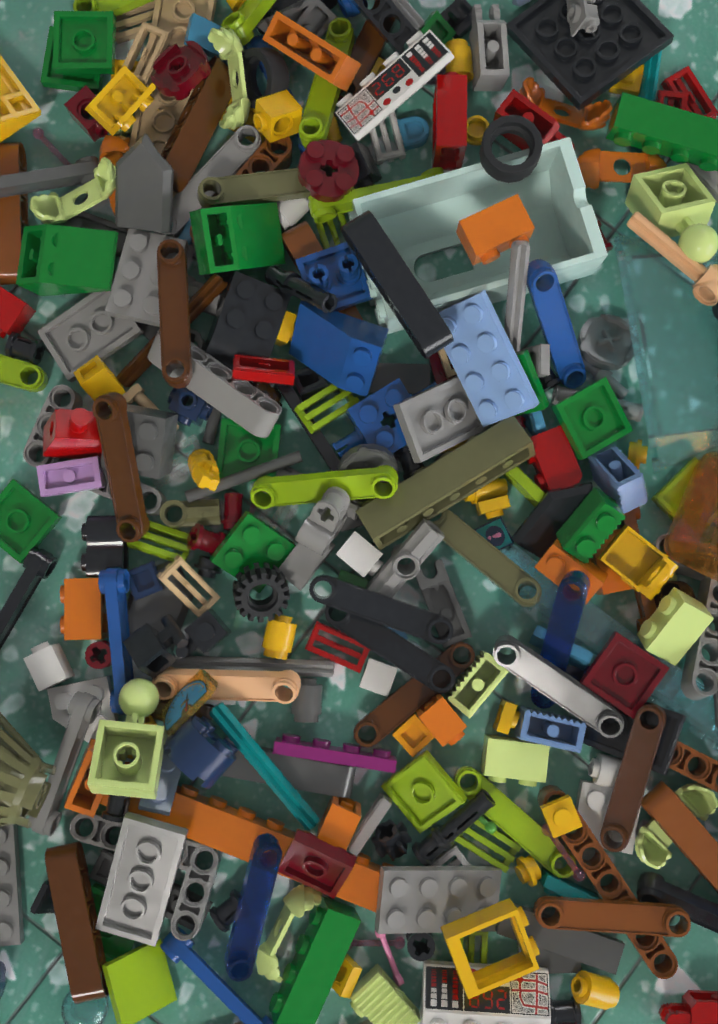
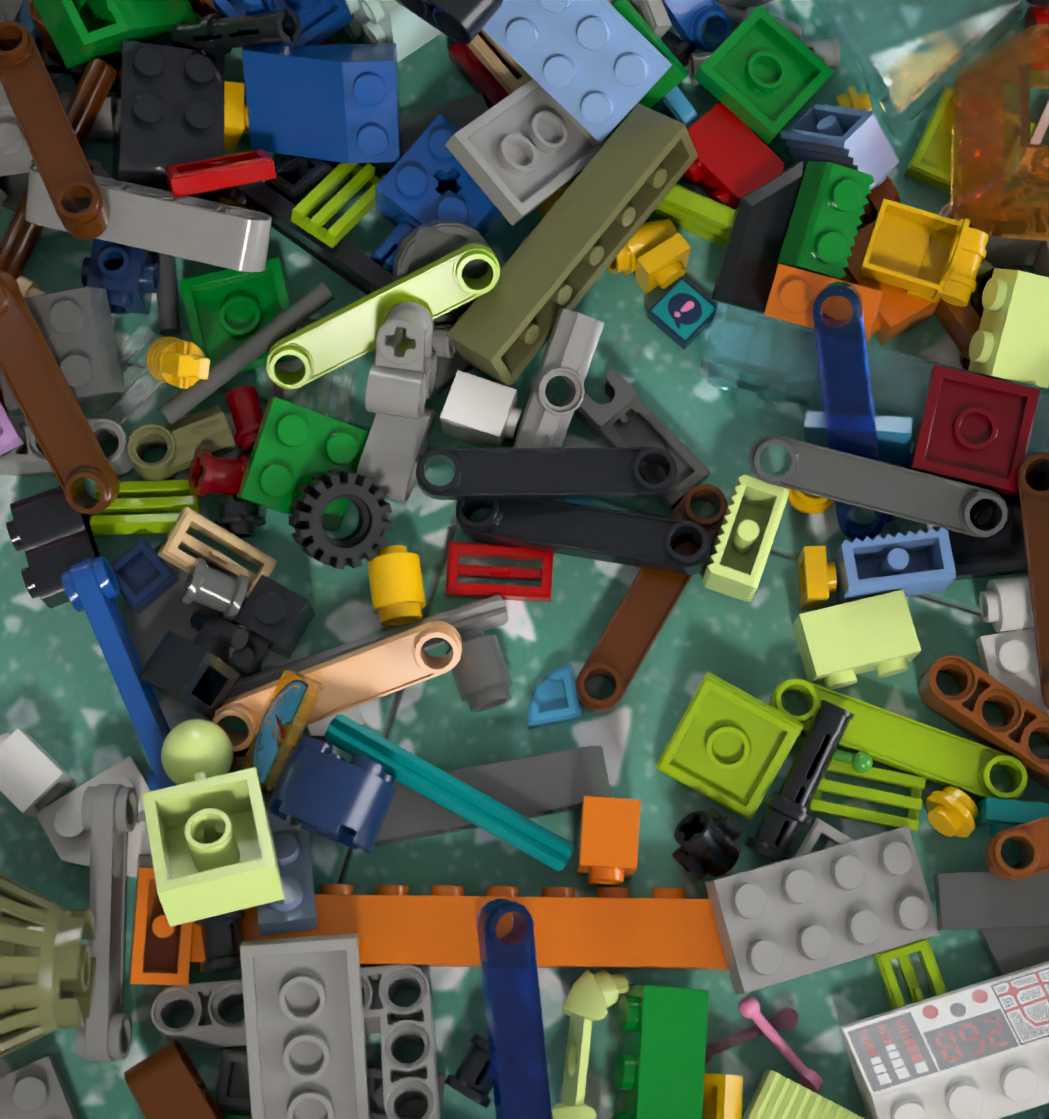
camera: 20 degrees left, 10 degrees down
(83, 610) = (55, 657): orange brick -> none
(93, 651) = (91, 722): dark red bush -> none
(179, 608) = (215, 589): none -> dark grey bush
(317, 863) = (596, 908): dark red plate -> none
(341, 728) = (554, 700): none -> dark azure tile
(347, 755) = (584, 729): magenta plate -> none
(369, 823) = (659, 831): light grey tile -> none
(378, 677) = (583, 595): white tile -> none
(407, 462) = (501, 236): black bush -> none
(413, 735) = (676, 663): light orange plate -> none
(422, 951) = (834, 985): black bush -> none
(442, 720) = (712, 611): orange brick -> none
(487, 558) = (690, 337): olive piece -> none
(502, 971) = (899, 983): yellow window -> none
(561, 816) = (967, 691): yellow plate -> none
(578, 874) = (957, 727): hinge -> none

